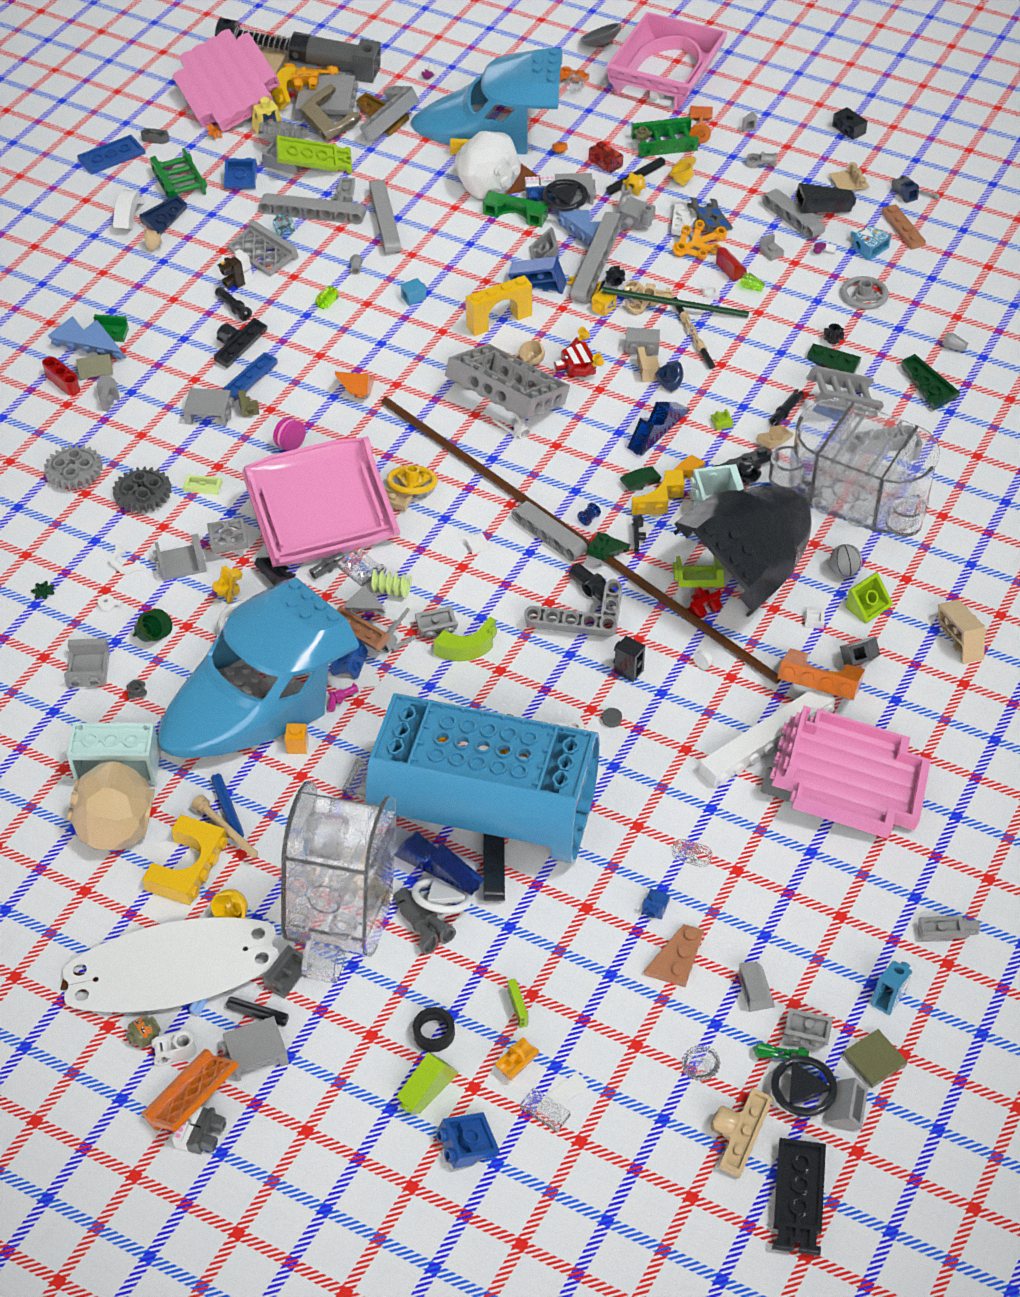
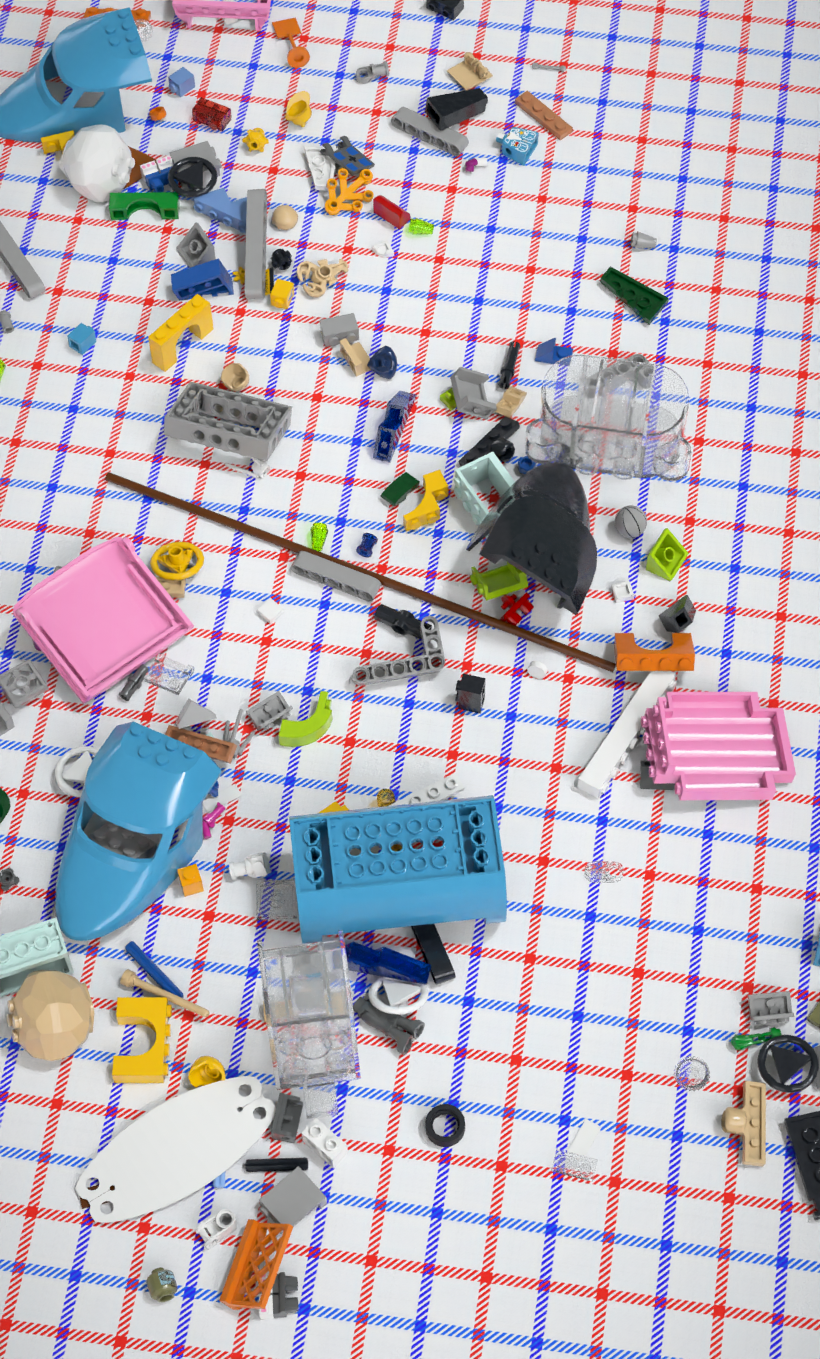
camera: 20 degrees left, 10 degrees up
(96, 1080) = (162, 1285): none -> olive head
(143, 1031) = (181, 1222): olive head -> none
(227, 585) = (47, 736): yellow hips -> none
(274, 574) = (90, 710): black plate -> none
(289, 434) = (31, 547): dark pink head -> none
(310, 1005) = (324, 1143): none -> white brick
(356, 383) = (71, 465): orange slope -> none
(357, 743) = (254, 865): none -> white connector
(390, 584) = (207, 684): yellowish green piece -> none
(426, 1083) = (461, 1180): lime slope -> none
(466, 1139) = (519, 1218): blue plate -> none
(516, 1058) = (531, 1127): light orange hips -> none
(517, 1003) = (509, 1073): lime tile -> none
(549, 494) = (318, 535): none -> clear neon green cone
(577, 357) = (284, 370): red torso -> none
(591, 128) = (181, 82): none -> medium blue brick
(605, 546) = (398, 577): dark green wing -> none
(612, 717) = (476, 757): dark grey tile -> none
(633, 246) = (284, 217): none -> tan hair
(635, 212) = (270, 174): light grey torso -> none
(637, 523) = (416, 539): black piece -> none
(642, 133) = (240, 75): olive plate -> none
(645, 170) = (254, 123): black axle -> none
(655, 904) = (591, 934): blue bracket -> none
(663, 128) = (256, 60): green fence -> none
(676, 302) = (354, 274): dark green piece -> none
(677, 957) = (631, 978): nougat wing -> none
(689, 464) = (442, 460): light orange slope -> none
(701, 347) = (398, 318): tan piece -> none
(739, 418) = (470, 393): none -> light grey panel
(749, 122) = (343, 28): light grey slope -> none
(755, 986) = (709, 984): light grey brick -> none
(770, 248) = (422, 179): light grey bracket -> none
(833, 358) = (536, 295): dark green wing -> none
(834, 333) = (523, 265): black gear -> none
(844, 380) = (562, 346): light grey fence -> none
(865, 292) = (534, 206): light grey piece -> none
(906, 188) = (531, 68): dark blue leg -> none
(964, 629) = (763, 560): tan wedge -> none

